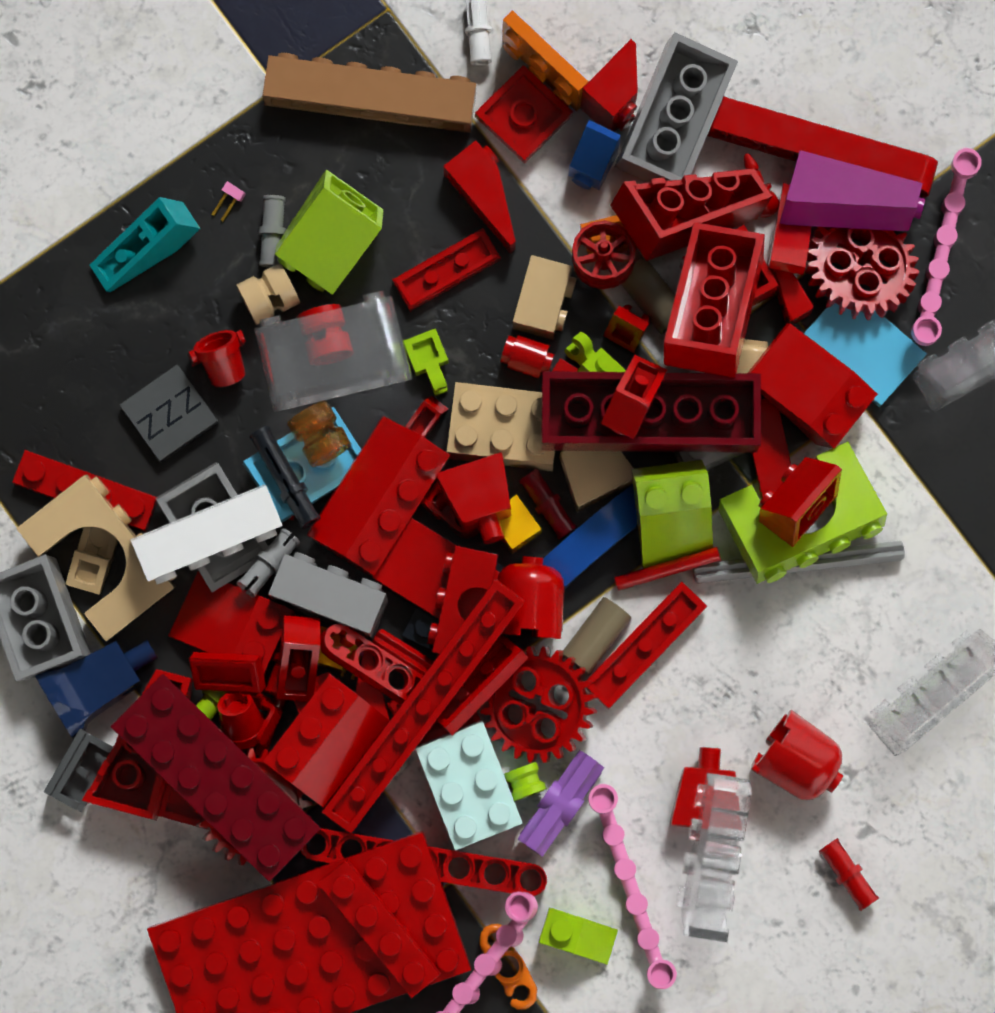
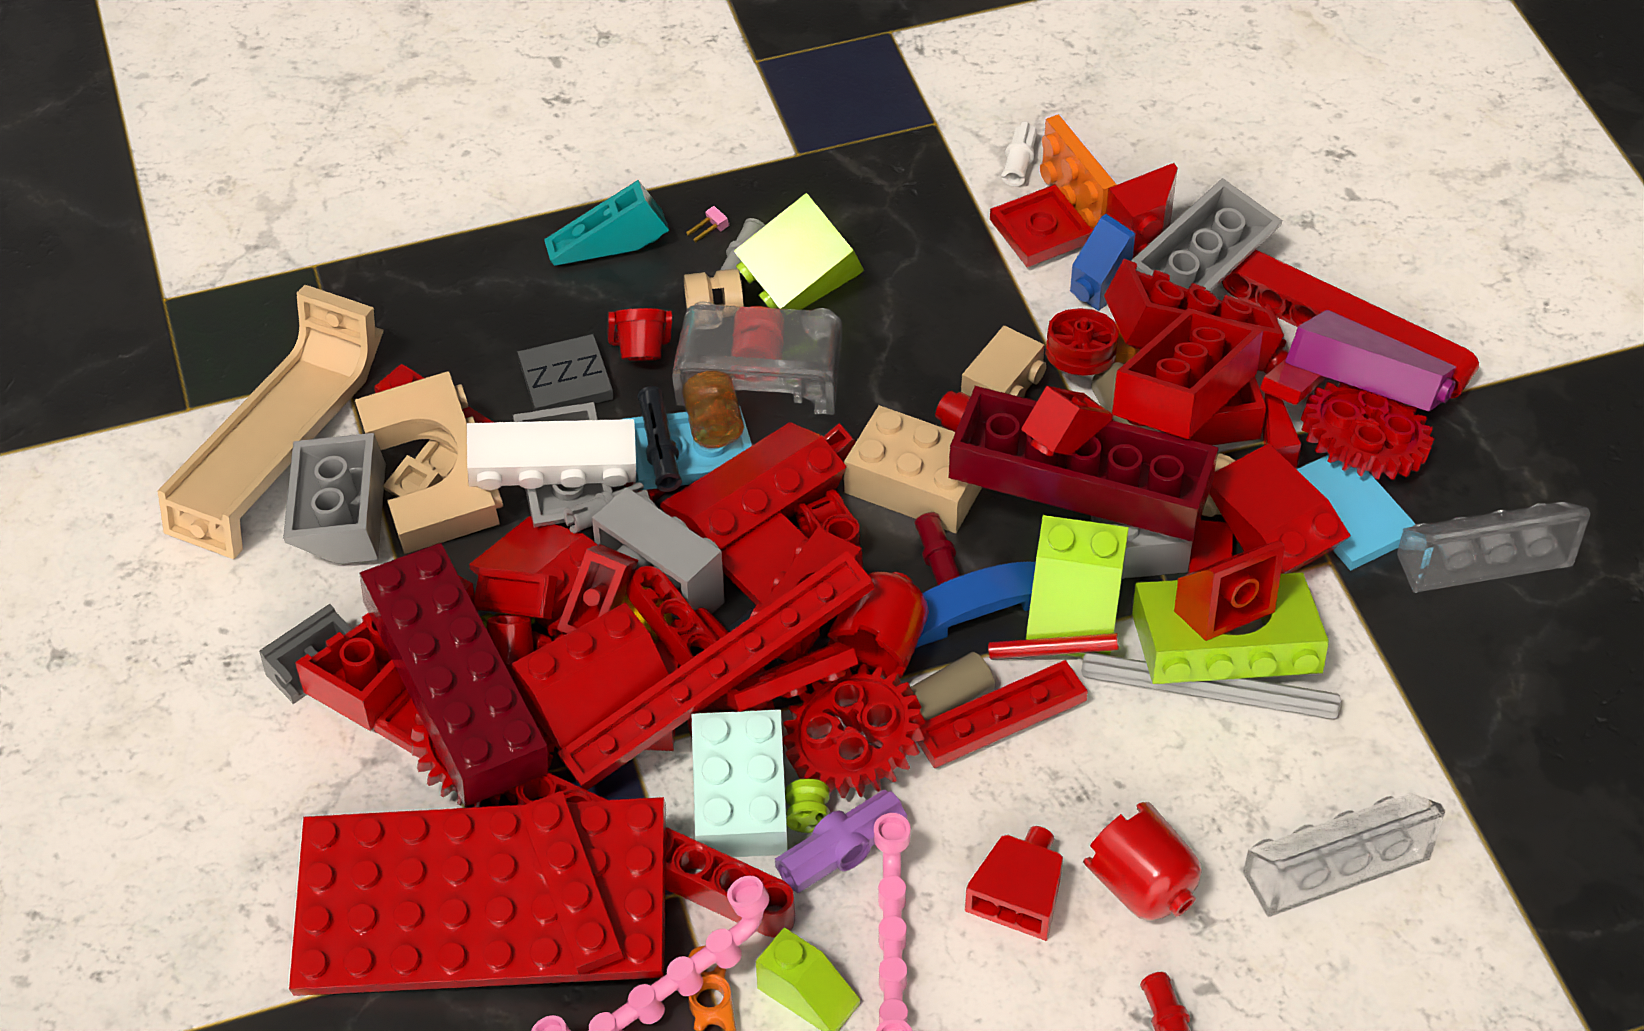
camera: 20 degrees right, 30 degrees down
(94, 683) = (337, 569): dark blue piece -> none
(369, 93) = (889, 172): medium nougat brick -> none
(427, 357) = (859, 392): lime plate -> none
(446, 269) = (909, 332): red tile -> none
(478, 495) = (863, 500): red torso -> none
(479, 182) = (970, 264): red slope -> none
(520, 527) = (894, 551): yellow brick -> none
(594, 475) = (1001, 530): tan torso -> none
(714, 856) = (1007, 923): clear wedge -> none
(927, 328) = (1431, 489): bright pink bar -> none

